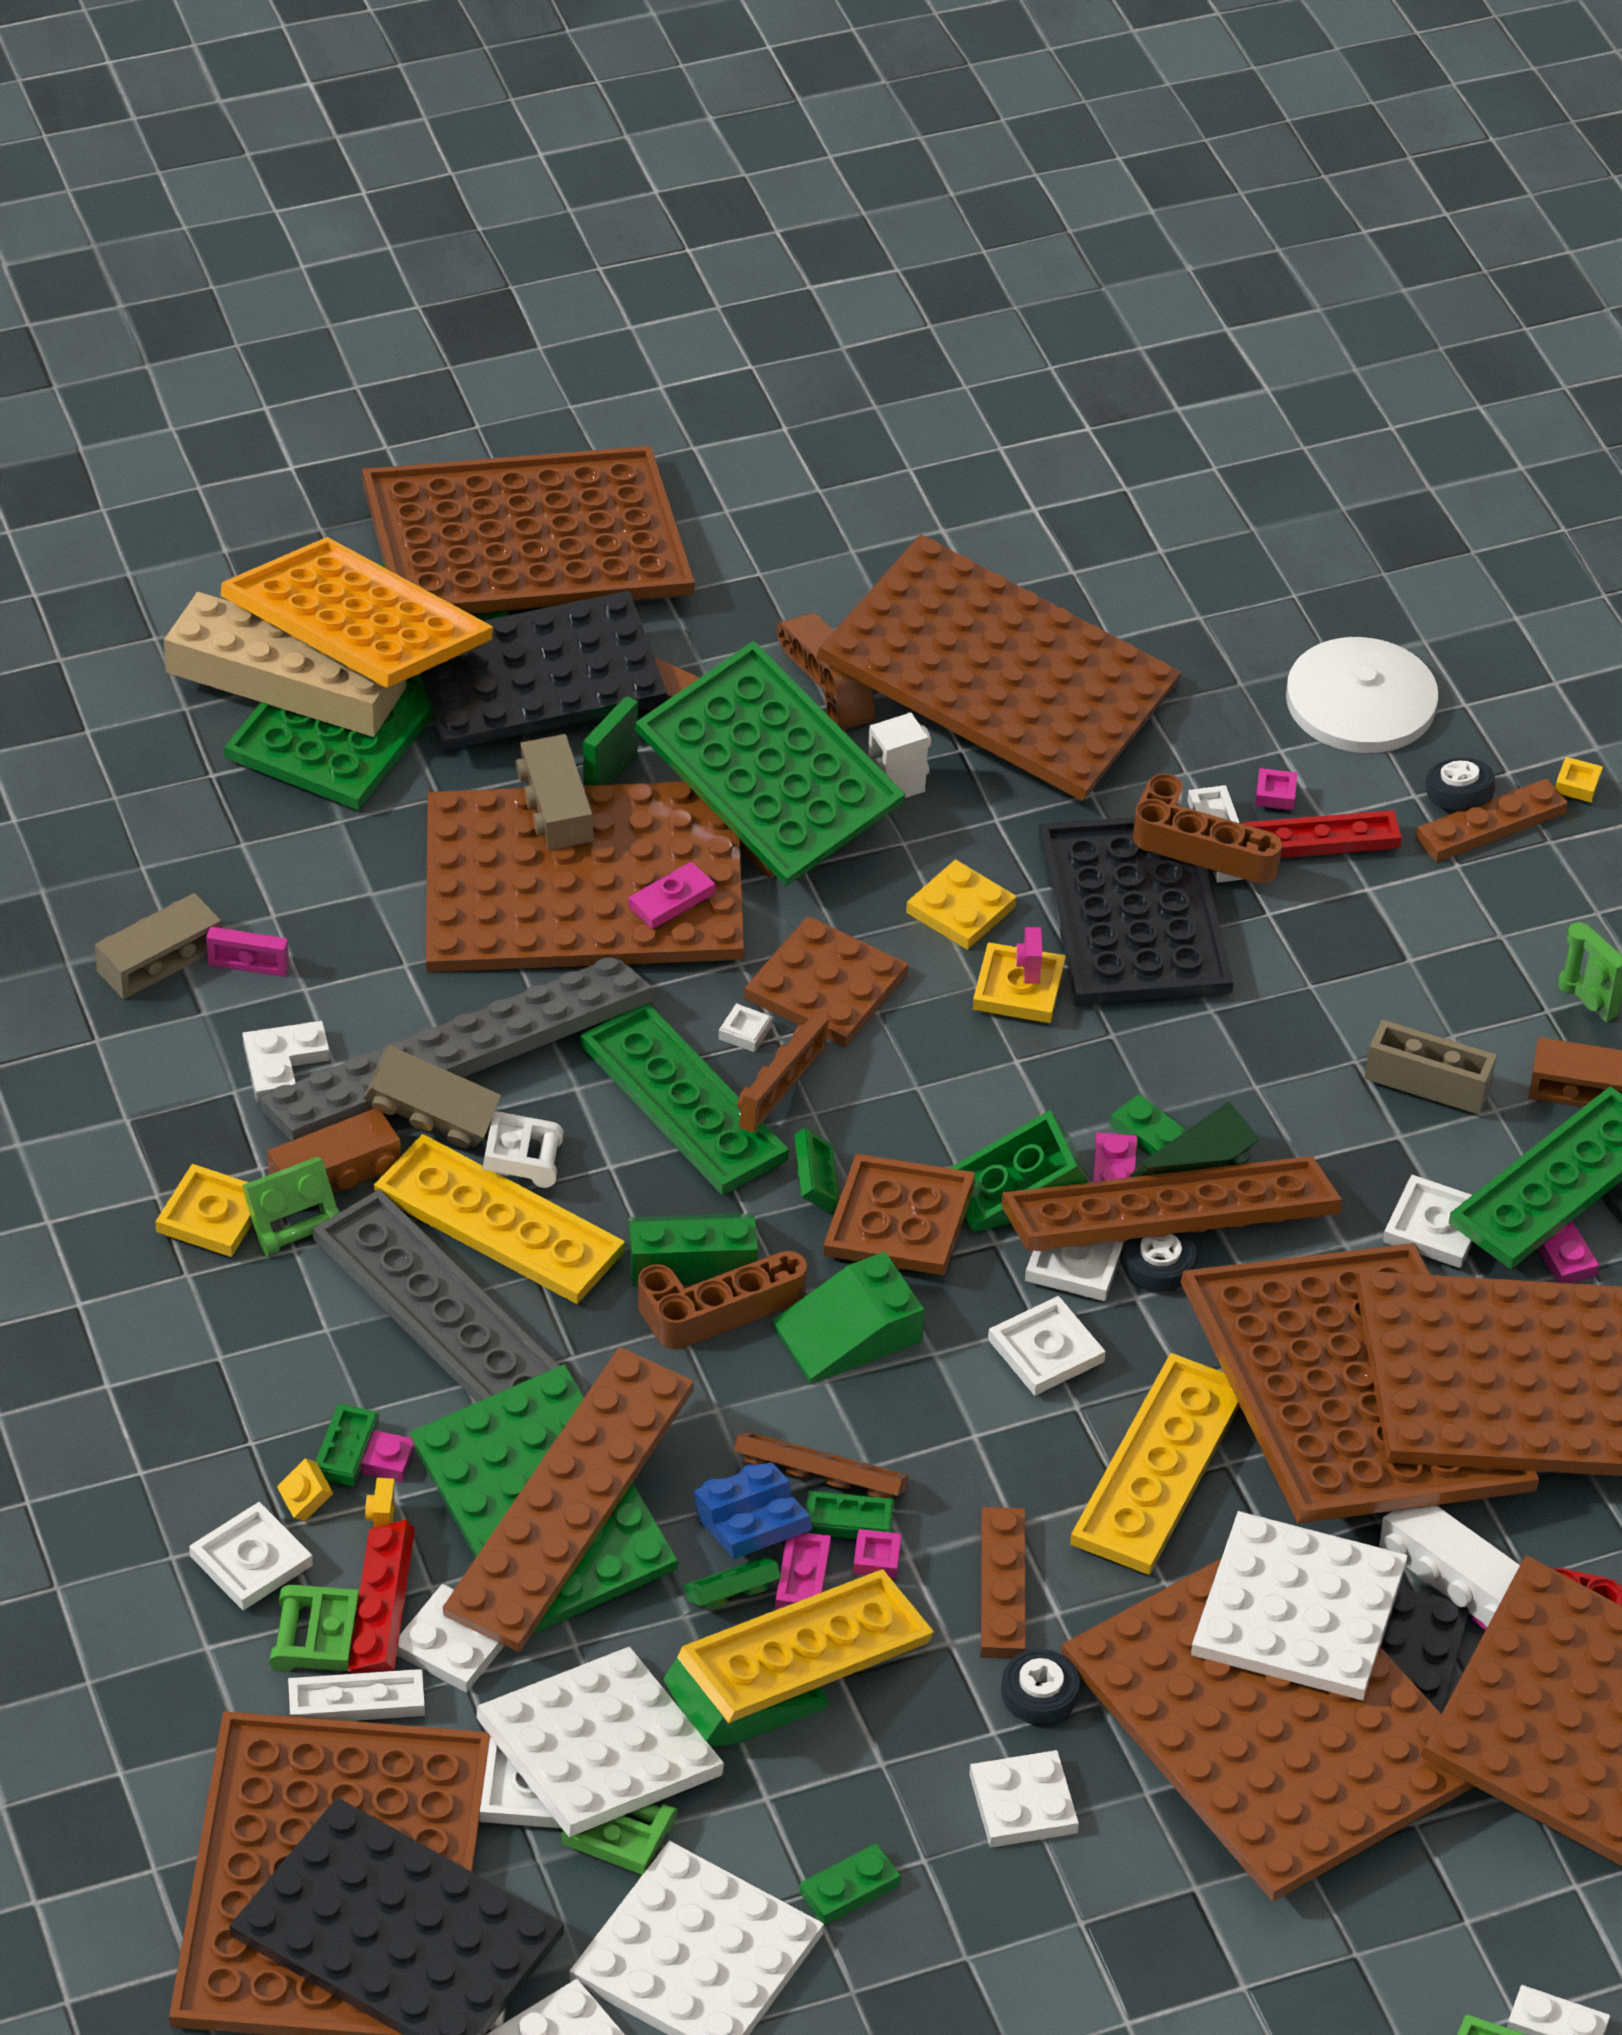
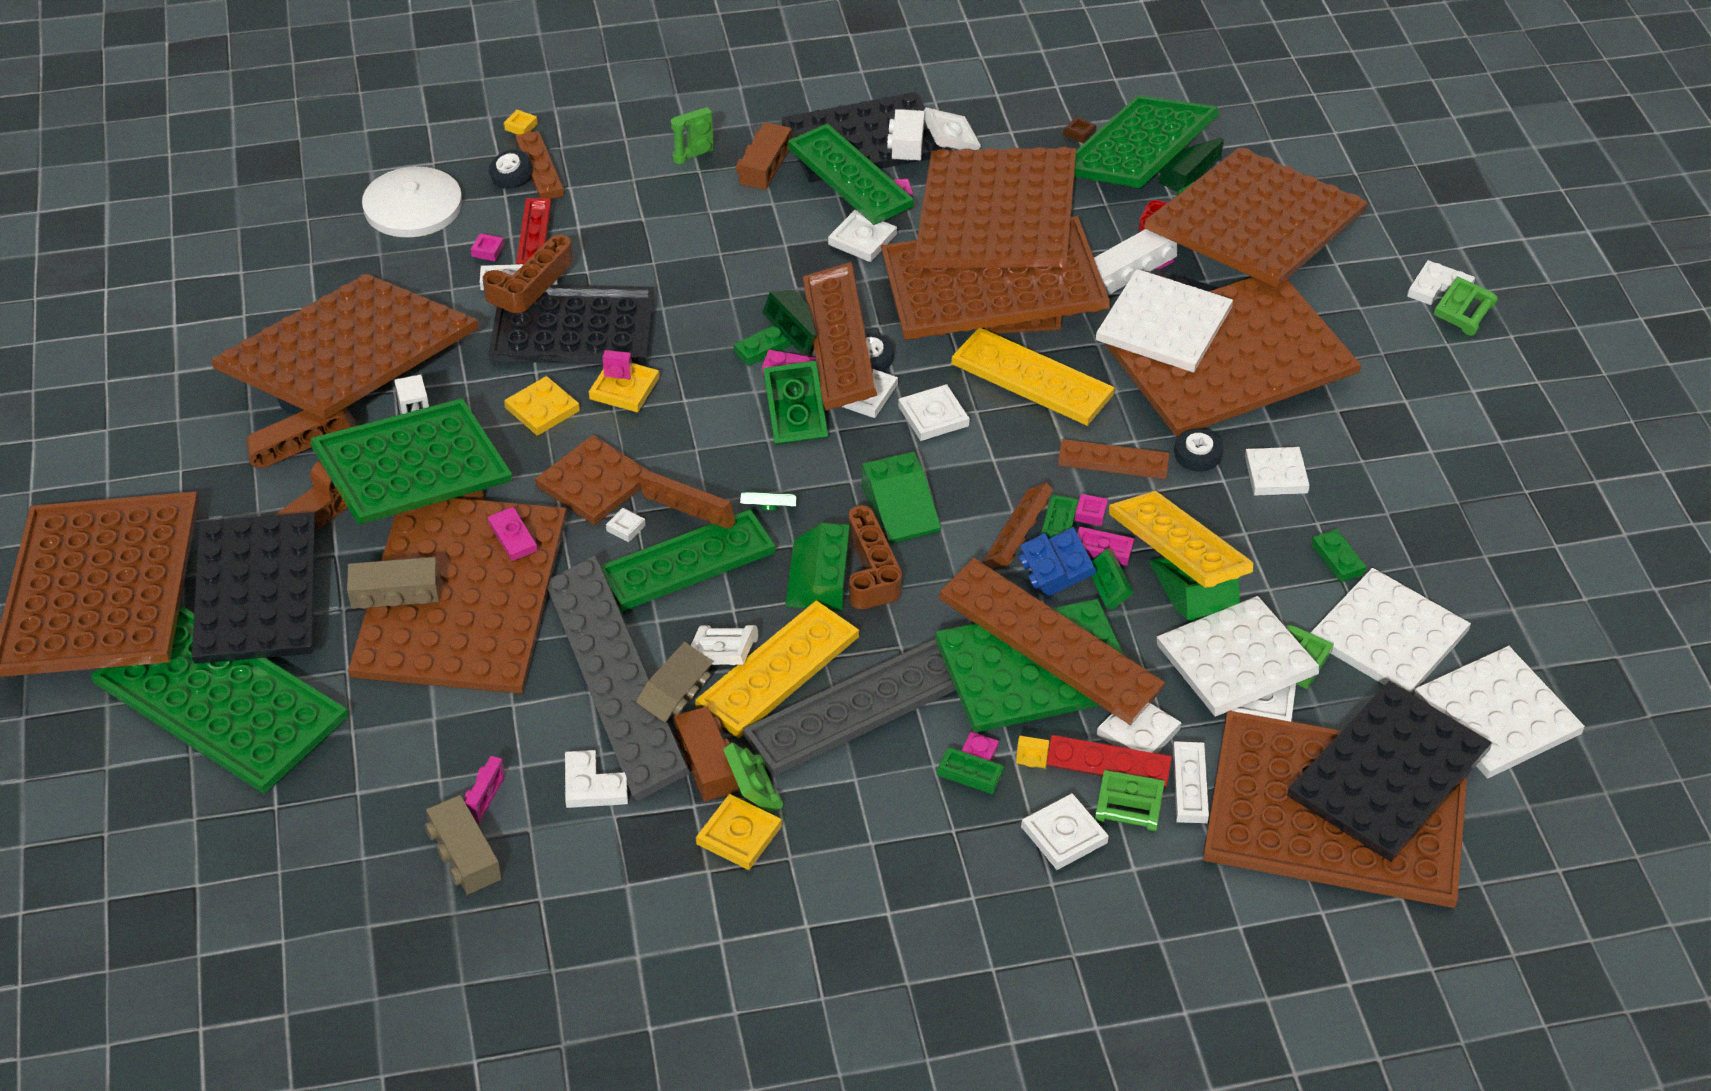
camera: 80 degrees left, 0 degrees up
(259, 661) = (196, 732): tan brick -> none
(305, 1489) = (1011, 794): yellow plate -> none
(356, 612) = (181, 666): light orange plate -> none
(611, 745) = (347, 546): green tile -> none
(901, 1211) = (816, 463): dark orange plate -> none
(1430, 1066) = (748, 213): dark tan brick -> none

